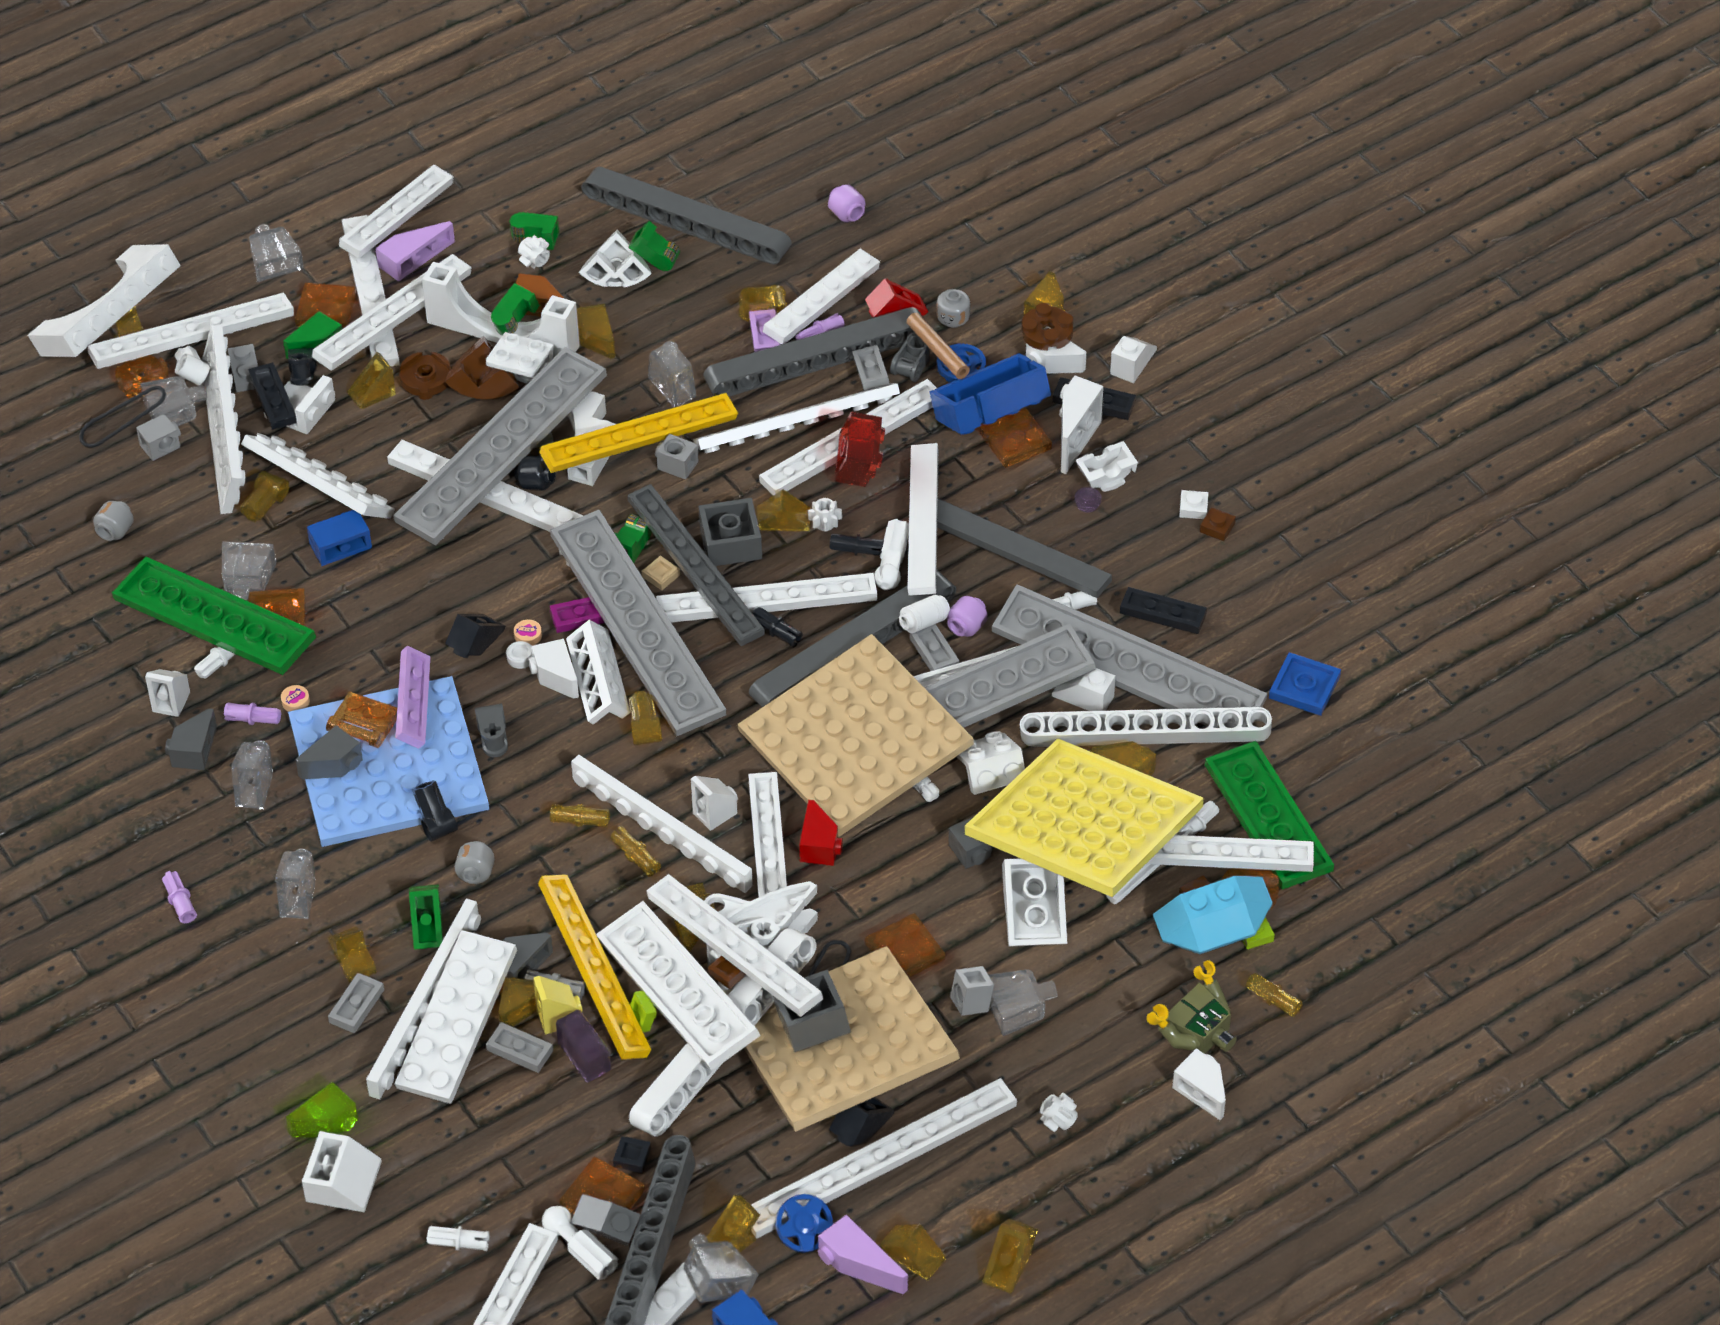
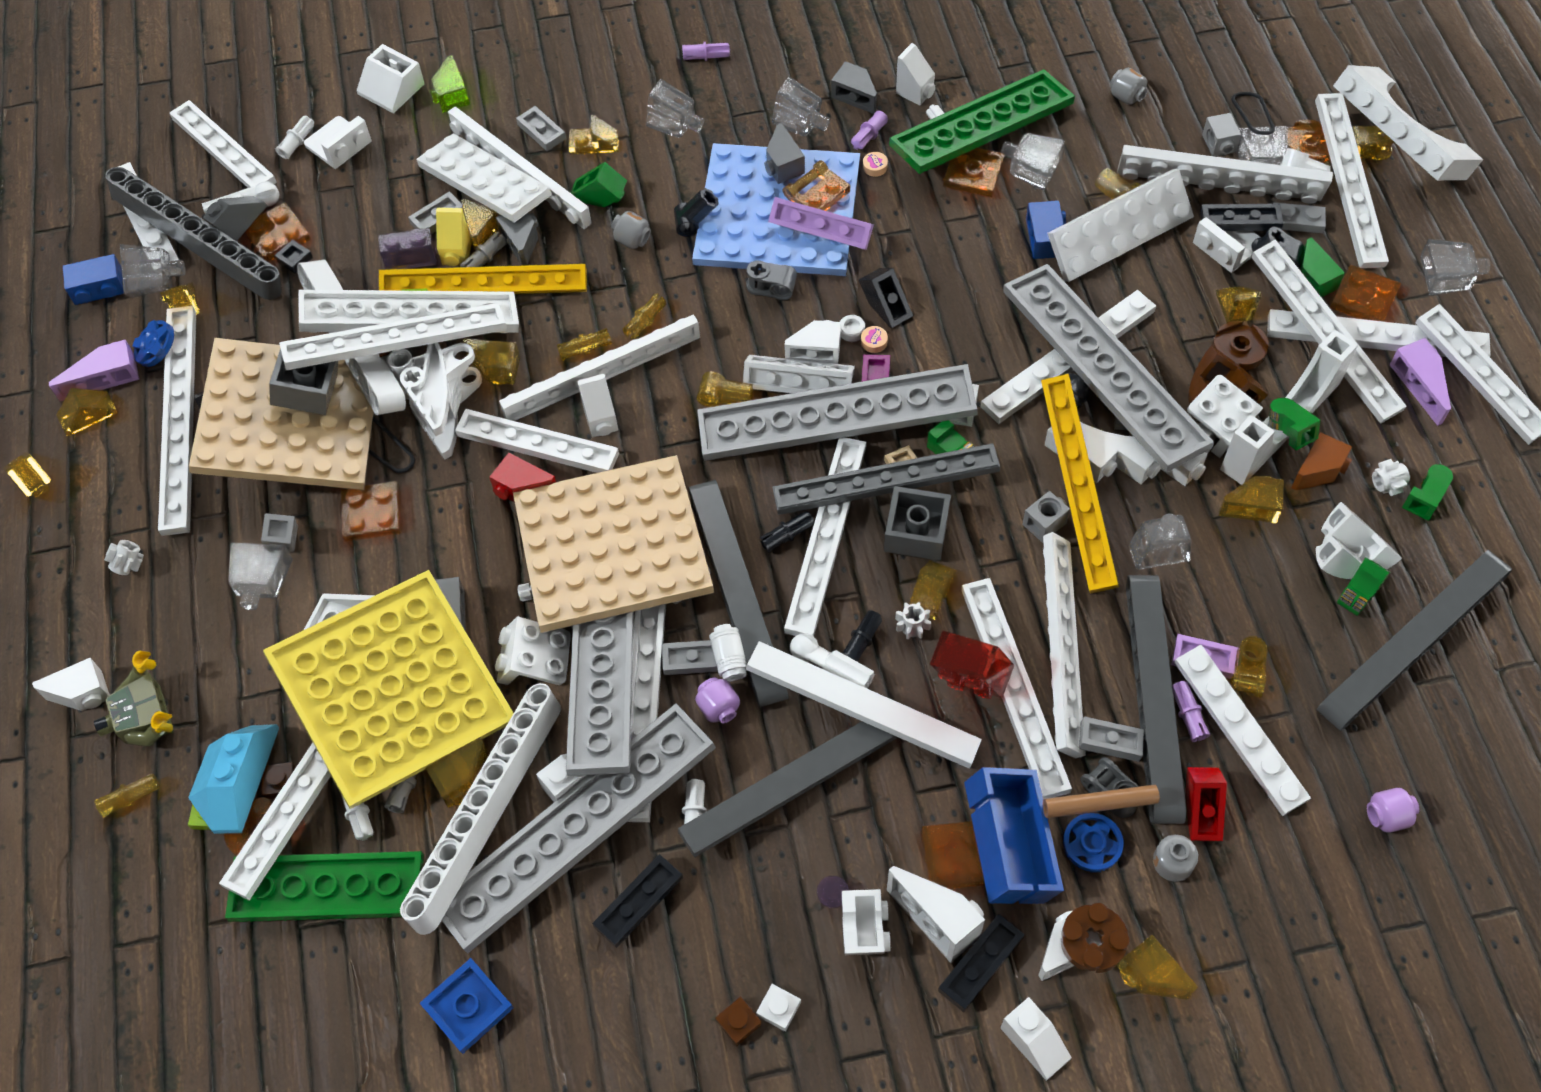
camera: 115 degrees right, 10 degrees up
(450, 1186) = (339, 140): none -> white bracket

